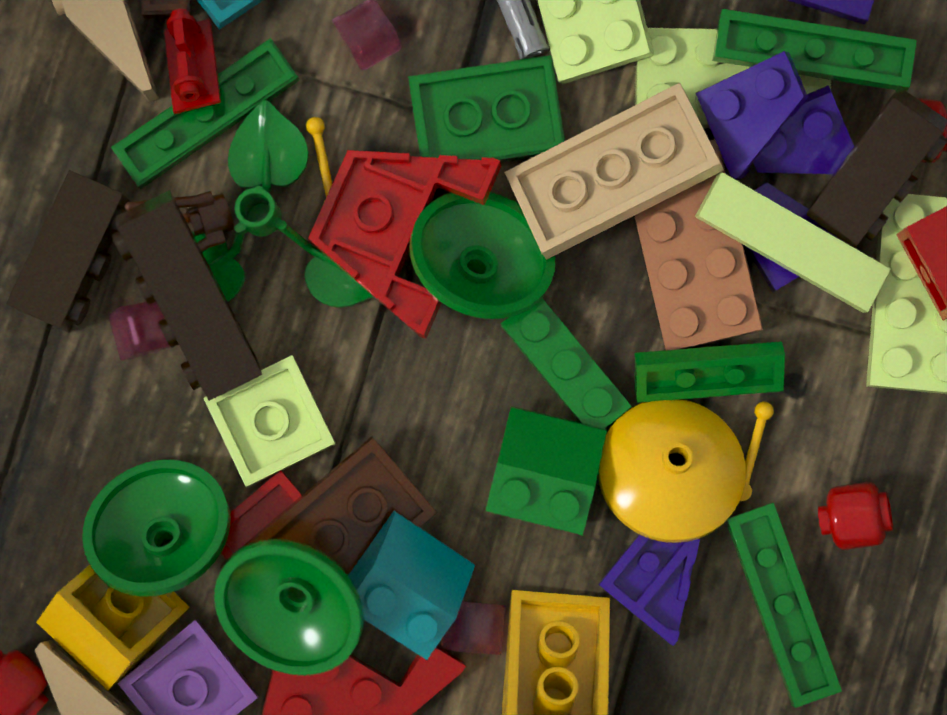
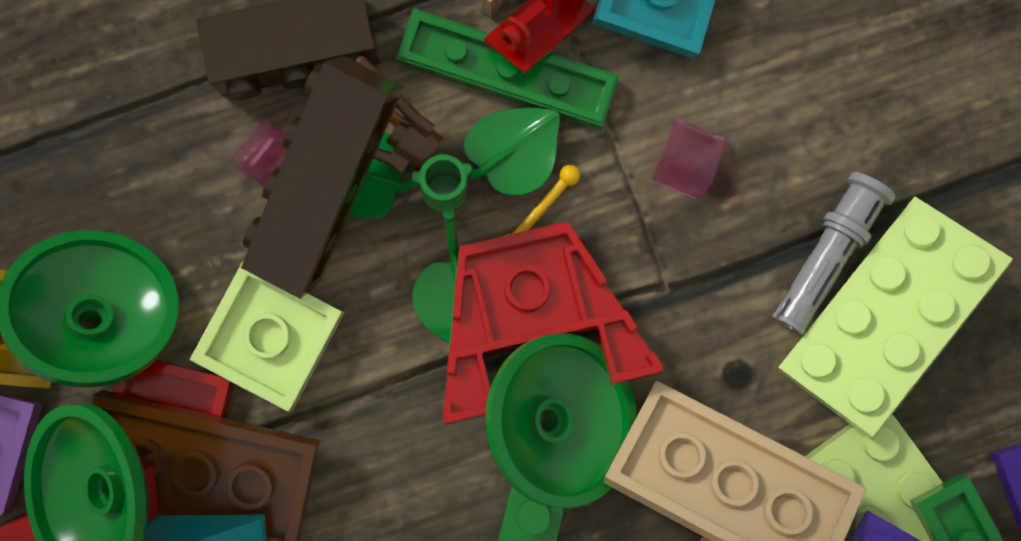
camera: 55 degrees right, 0 degrees up
(488, 110) = (701, 323): green tile -> none

